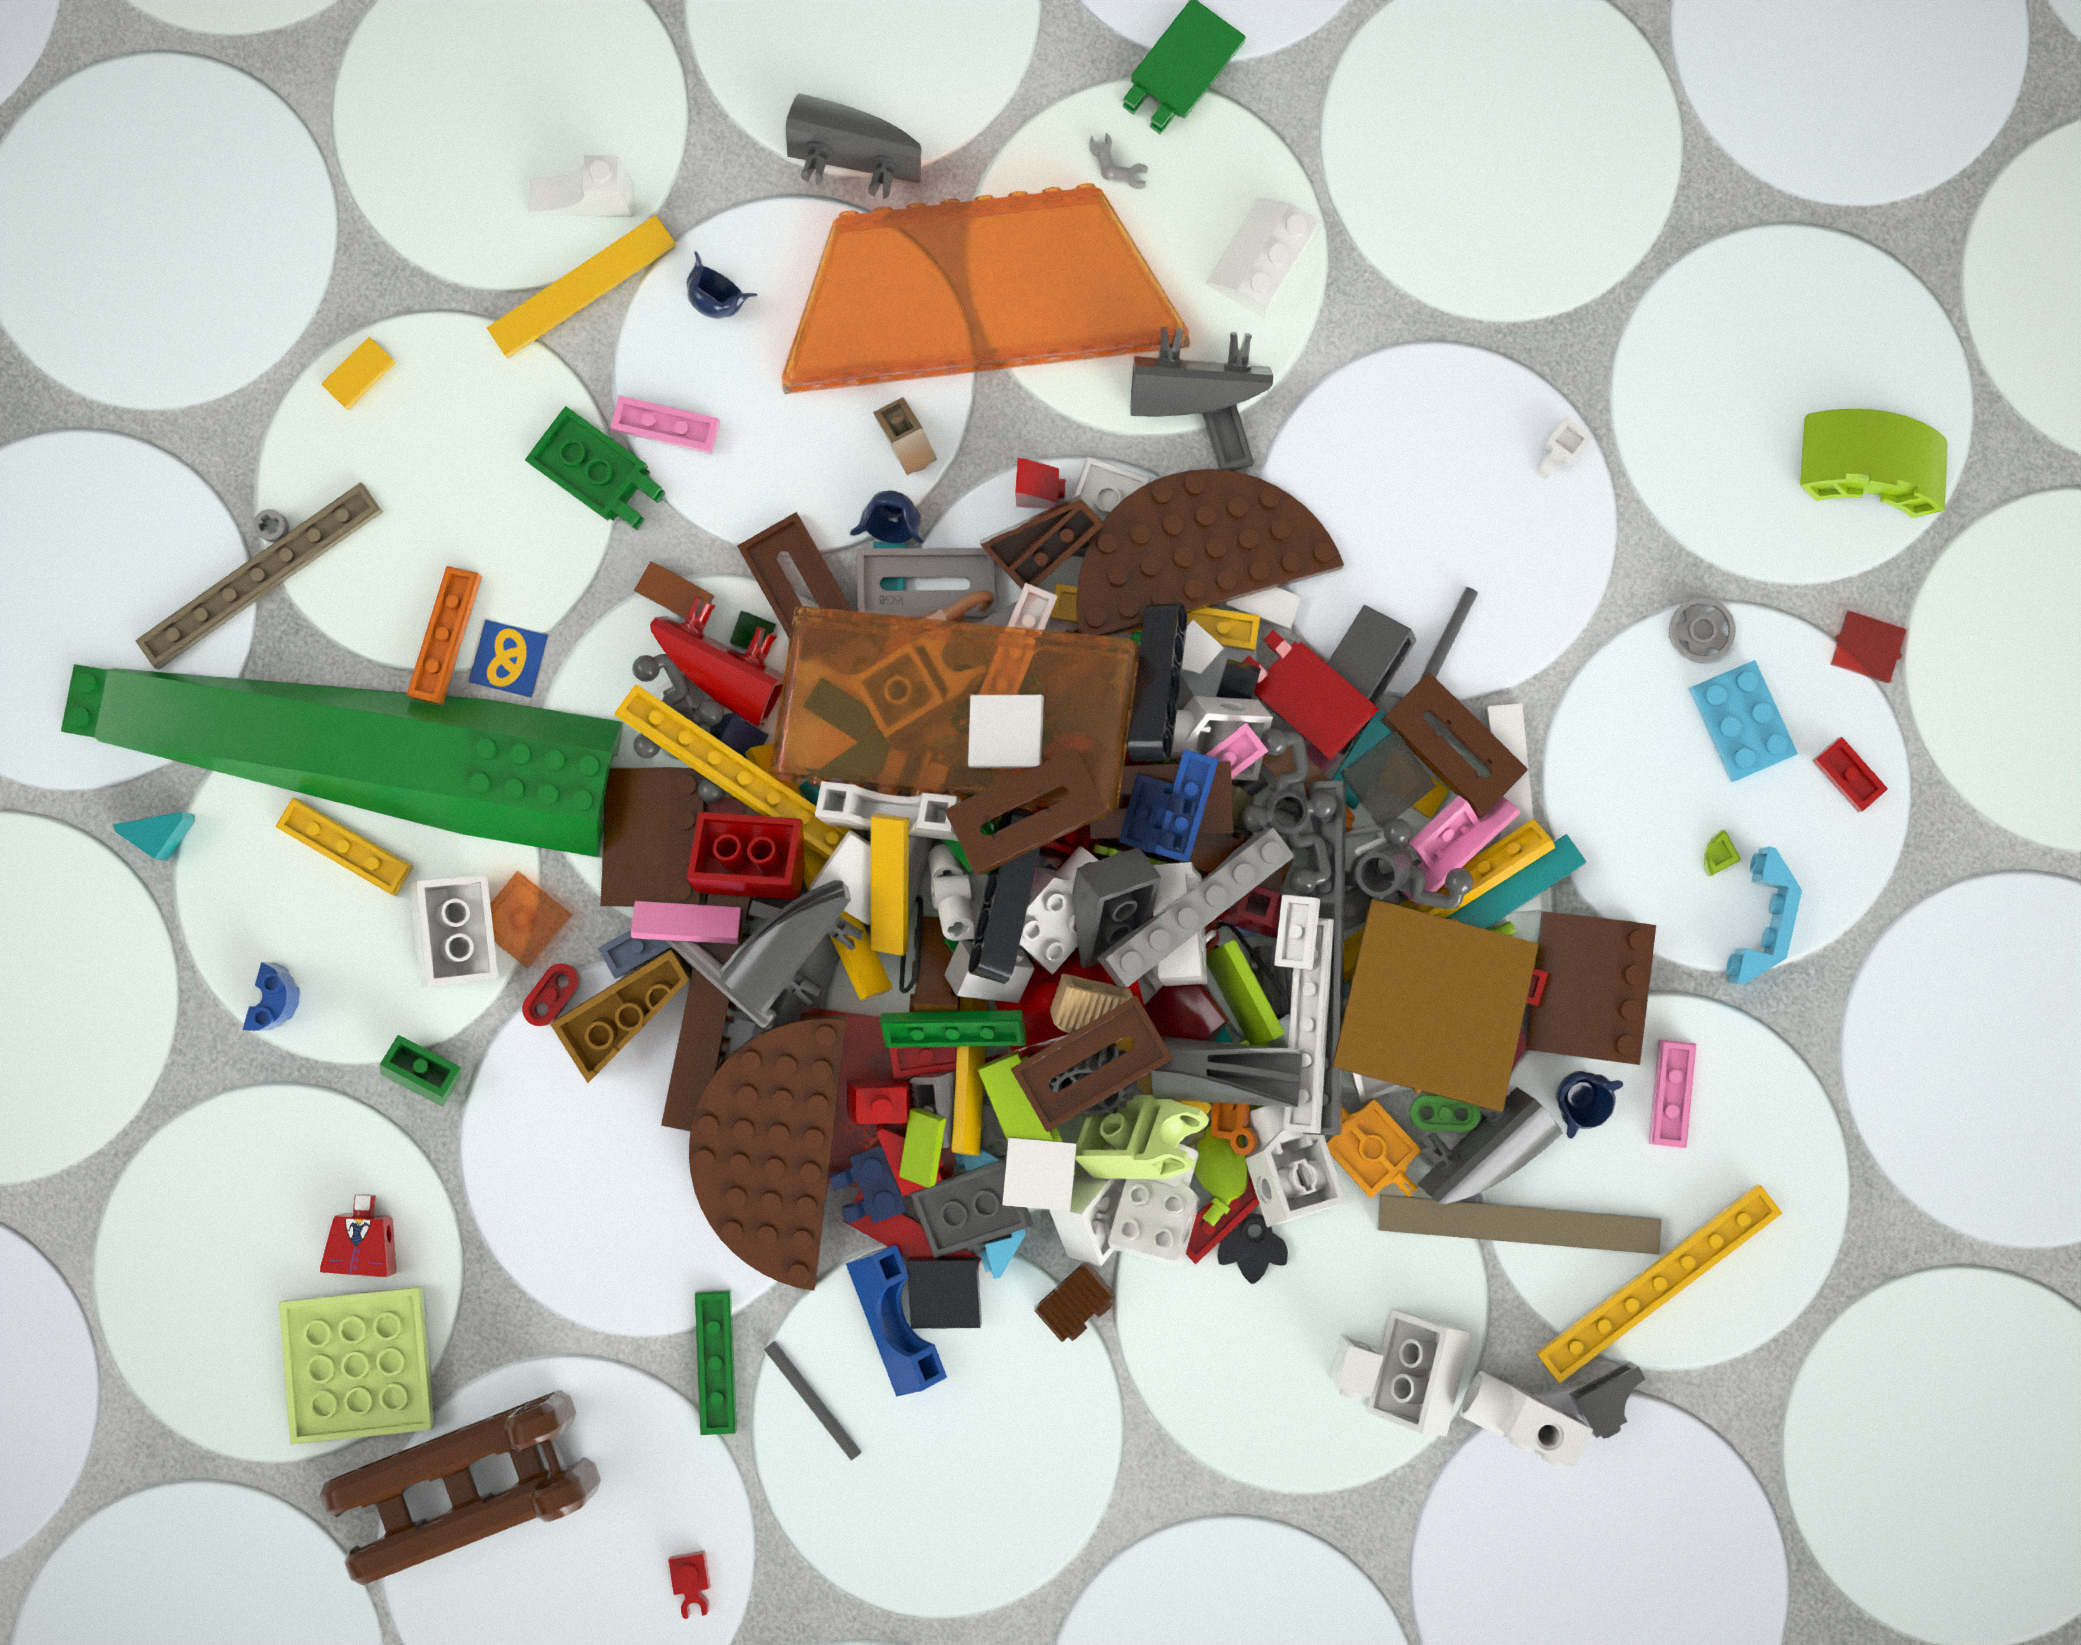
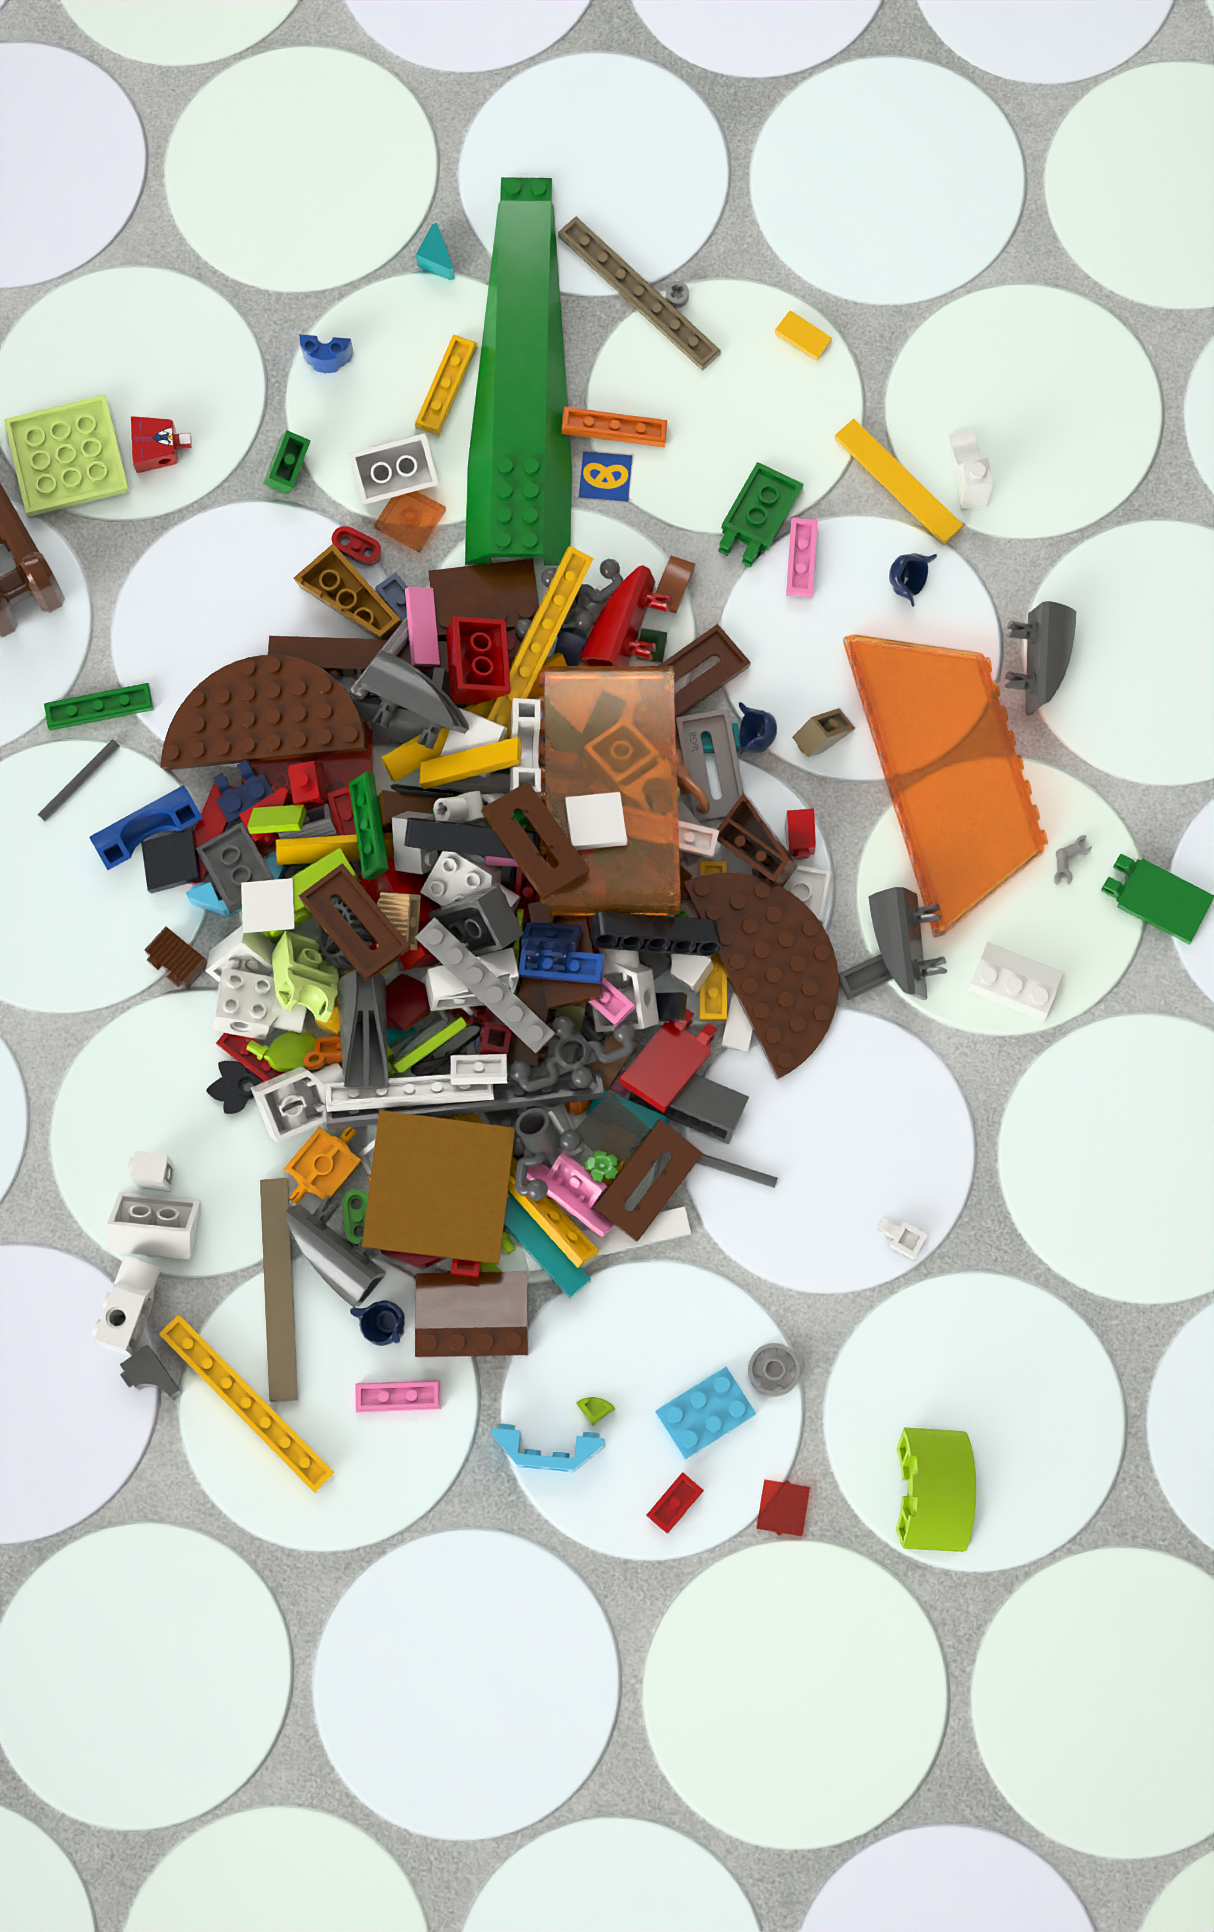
camera: 80 degrees right, 10 degrees down
(1433, 797) = (602, 1165): none -> bright green plant

